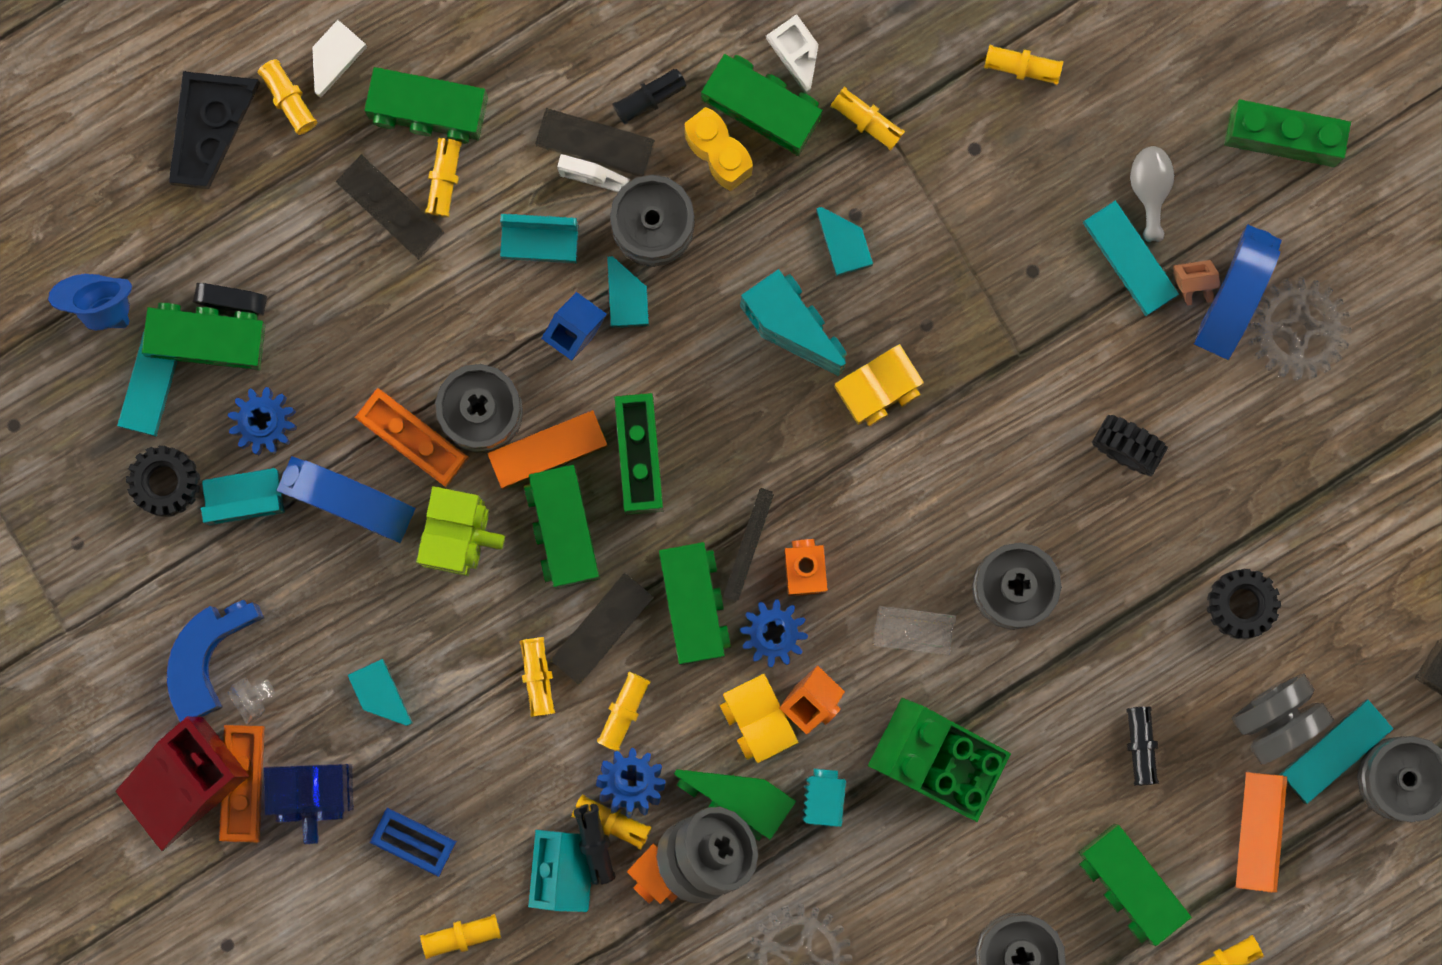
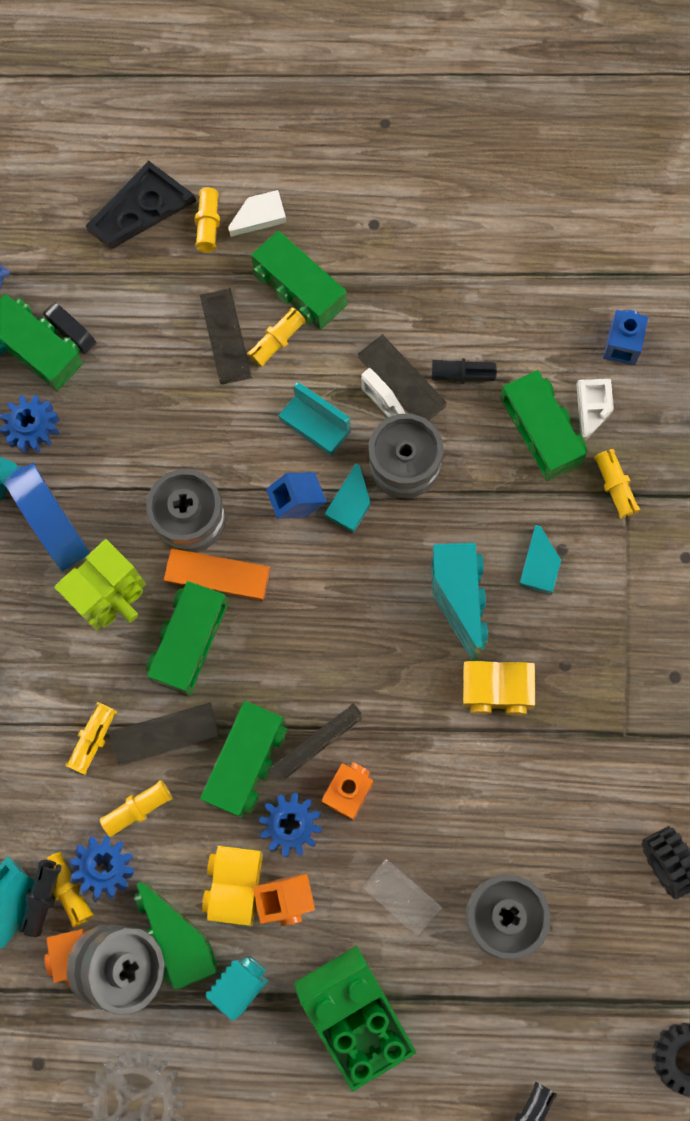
camera: 40 degrees right, 10 degrees down
(411, 437) = (126, 504): orange tile -> none
(638, 454) = (279, 619): green brick -> none
(711, 142) = (490, 439): yellow brick -> none

